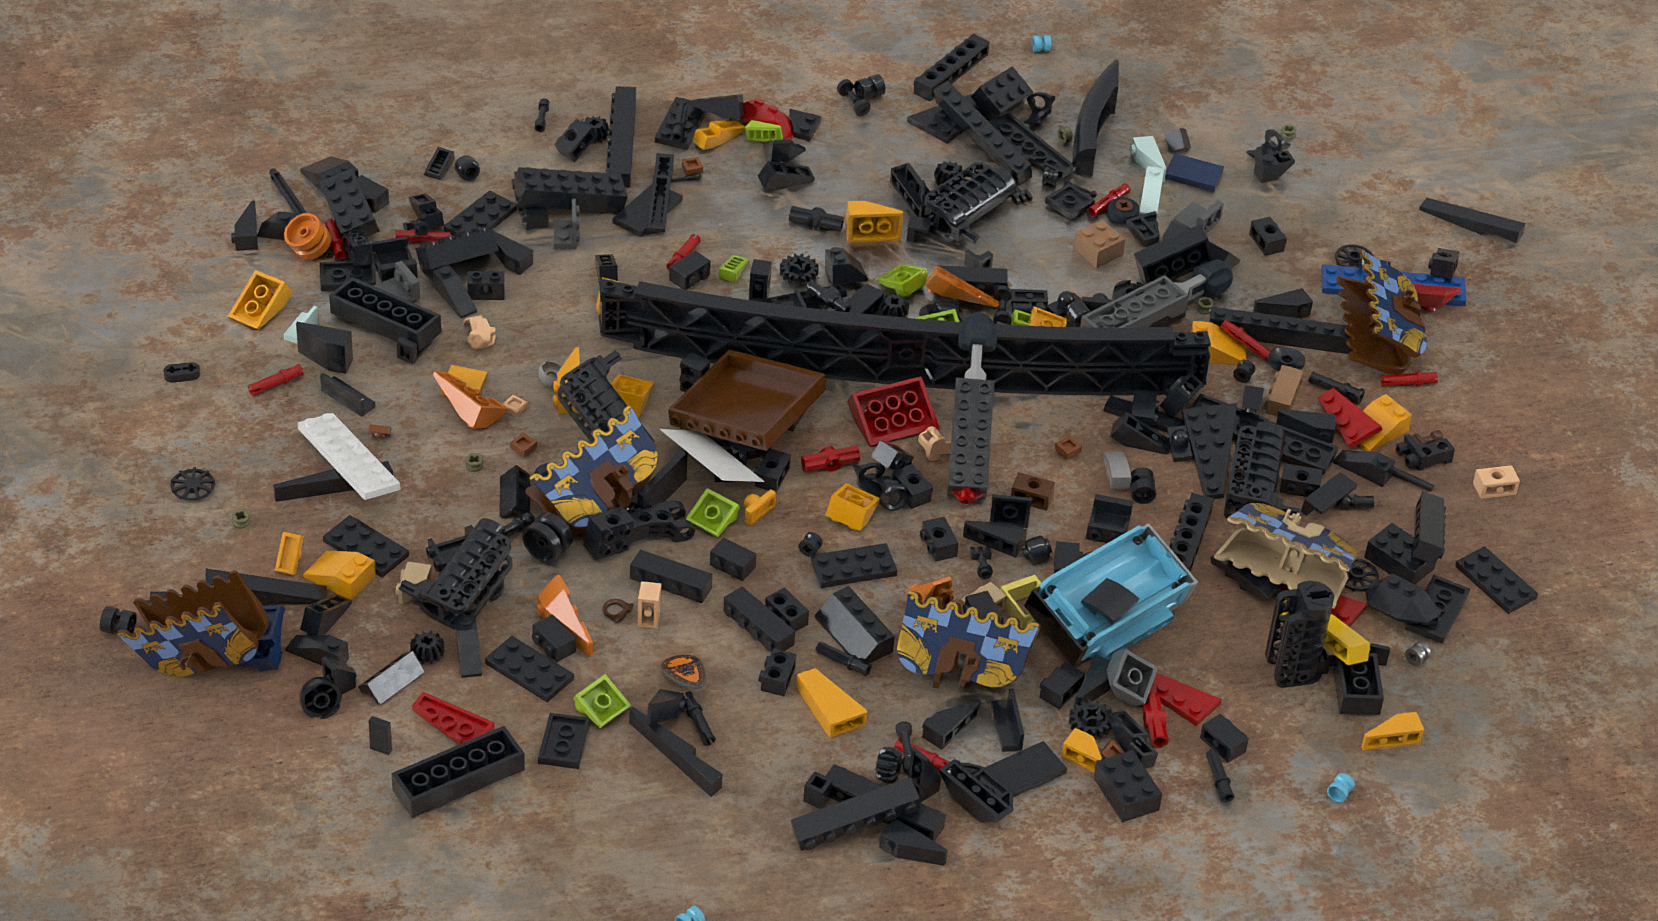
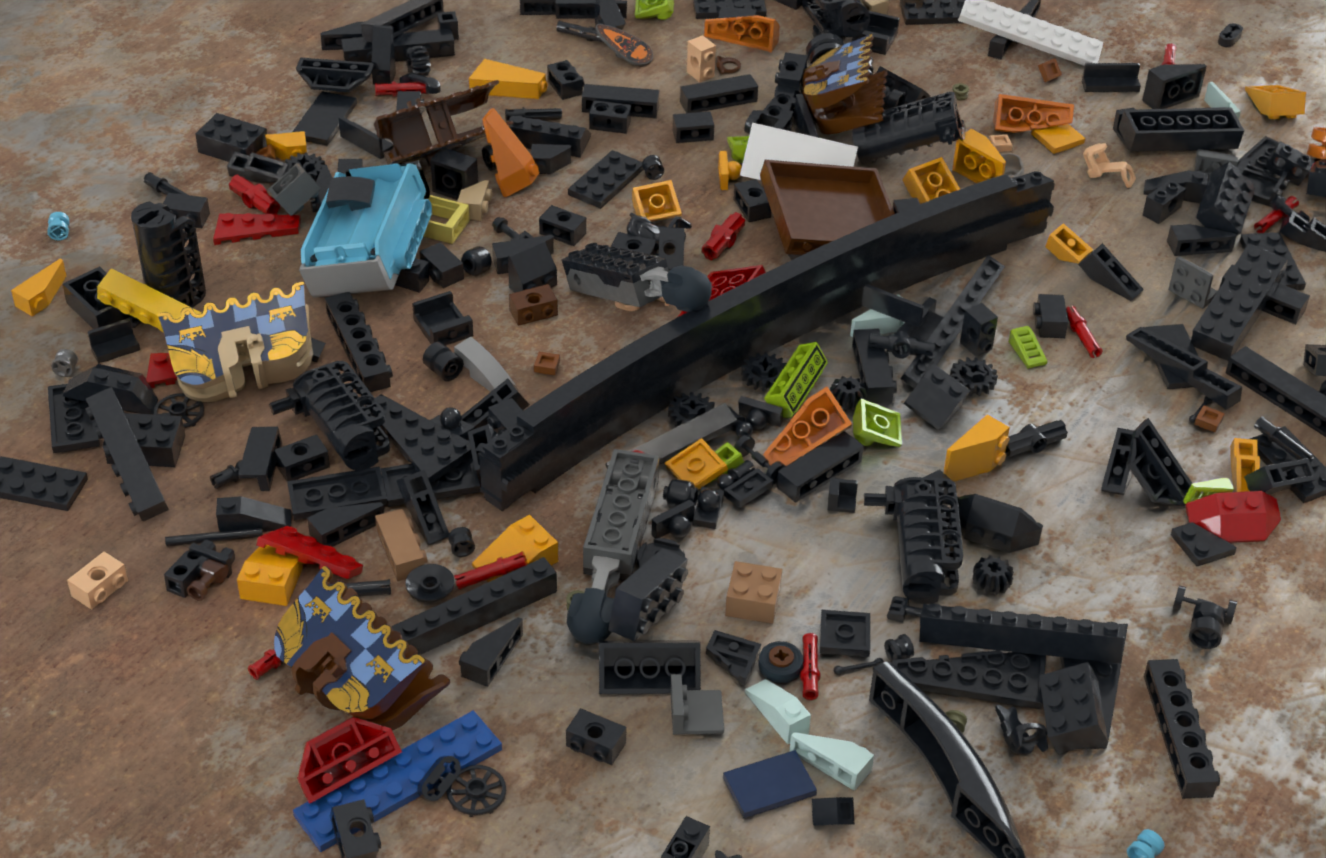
camera: 140 degrees right, 0 degrees up
(883, 603) = (551, 157): none -> black slope

